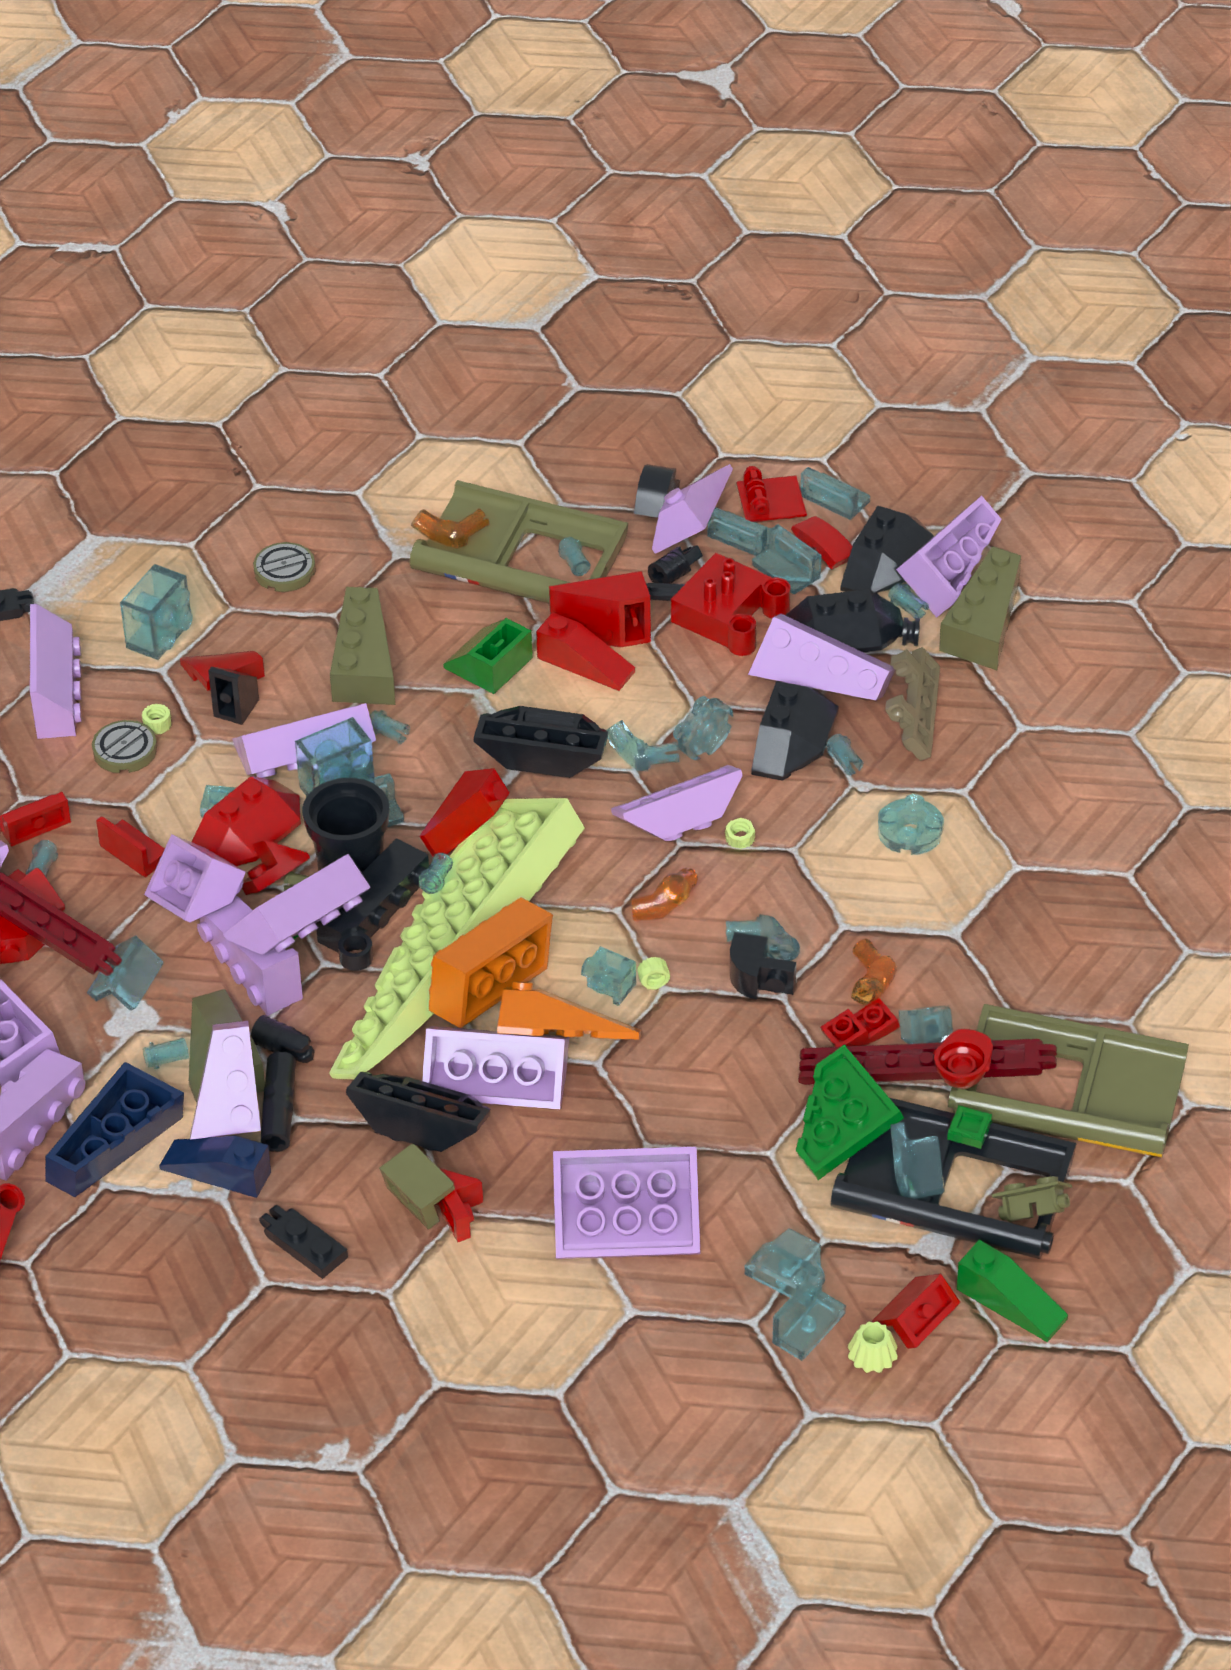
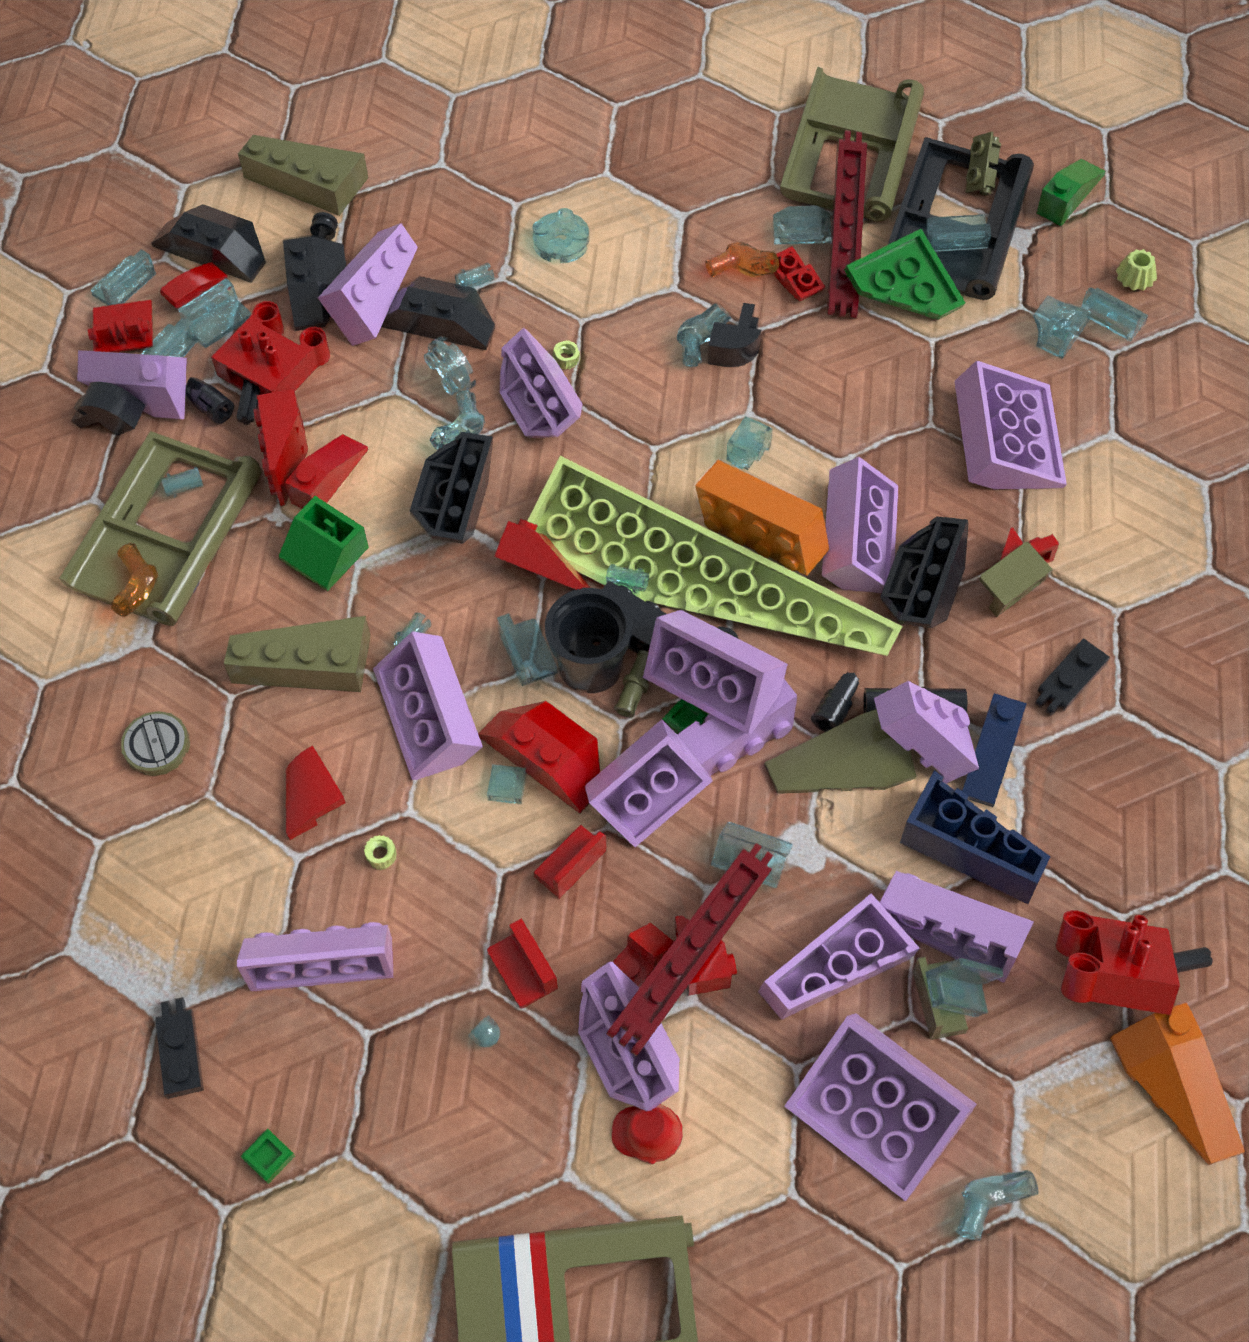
camera: 90 degrees left, 15 degrees up
(43, 855) = (592, 948): clear light blue pin -> none
(124, 746) = (419, 882): tile -> none
(156, 612) = (234, 849): clear light blue brick -> none
(165, 1053) = (859, 814): clear light blue pin -> none
(232, 694) = (360, 770): black slope -> none
(276, 862) = (612, 720): red slope -> none
(333, 754) = (482, 664): clear light blue brick -> none
(540, 1012) = (817, 470): orange wedge -> none
(658, 967) = (741, 409): yellowish green axle -> none
(667, 896) = (654, 400): clear orange arm -> none
(907, 600) = (275, 232): clear light blue pin -> none
(917, 713) = (431, 223): dark tan hinge -> none
(919, 1308) = (1091, 246): red panel -> none
(946, 561) = (235, 187): lavender wedge -> none
(963, 1058) = (868, 181): red hat -> none
(969, 1127) = (917, 196): green tile -> none

